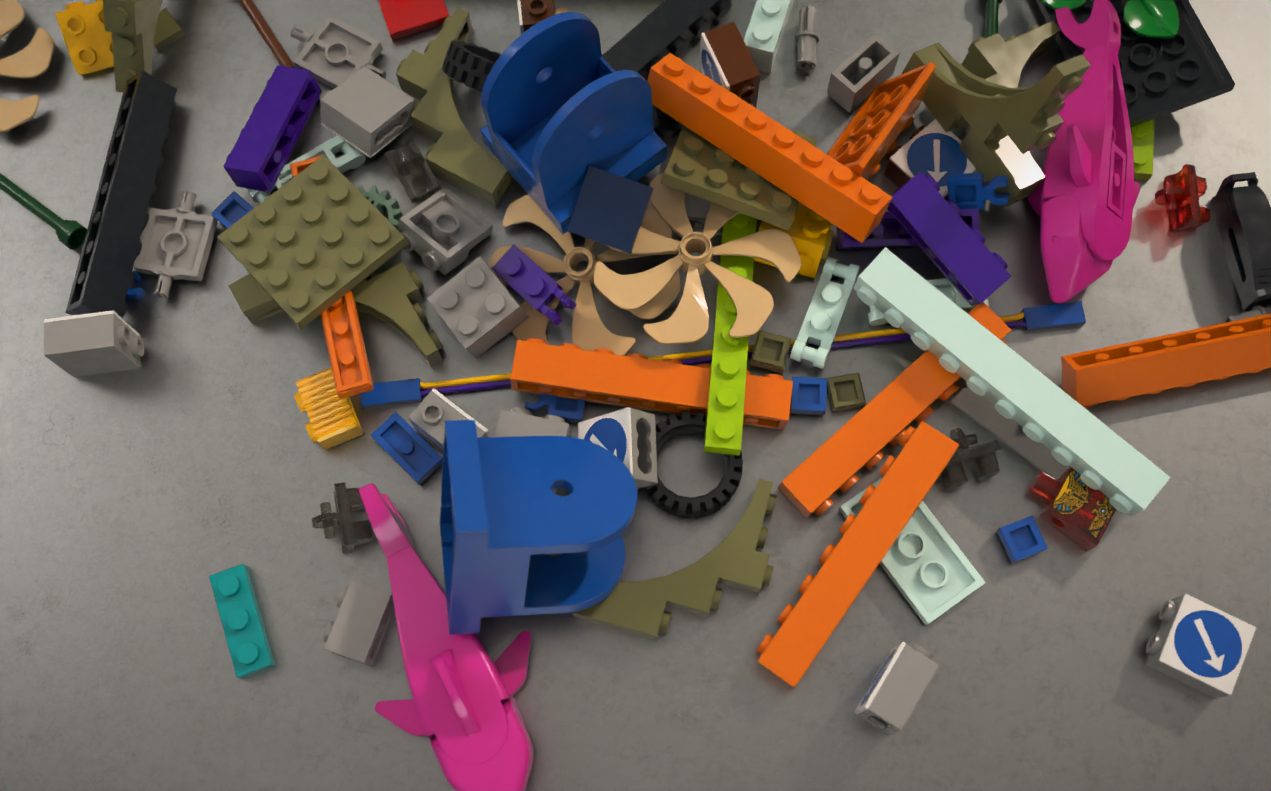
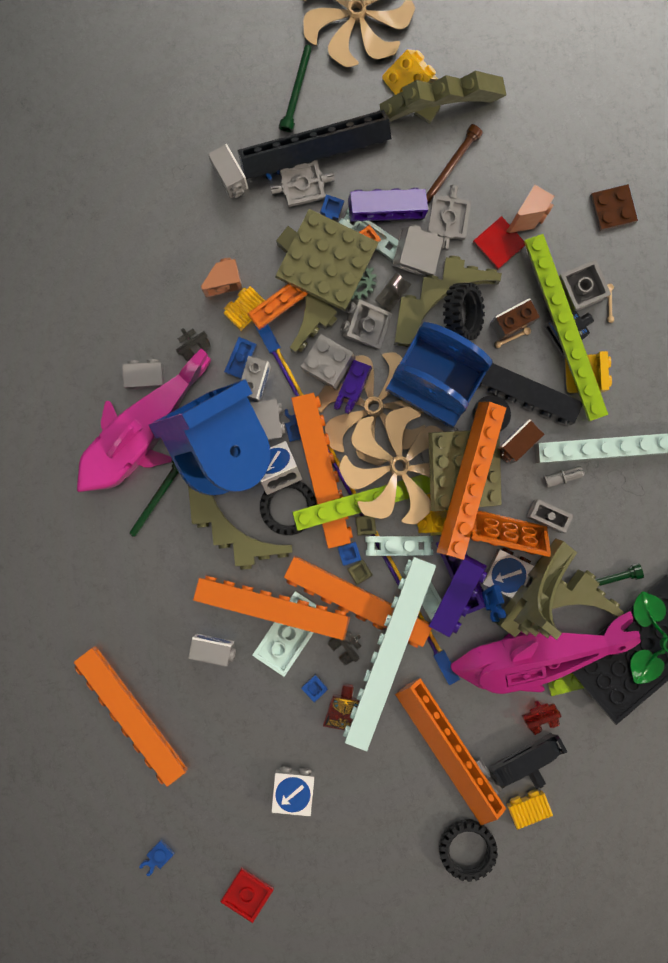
camera: 60 degrees right, 15 degrees up
(241, 621) = (123, 315): teal plate -> none
(263, 416) = (222, 278): none -> nougat slope
(545, 627) = (154, 501): none -> dark green piece
(610, 209) = (402, 411): dark blue piece -> none

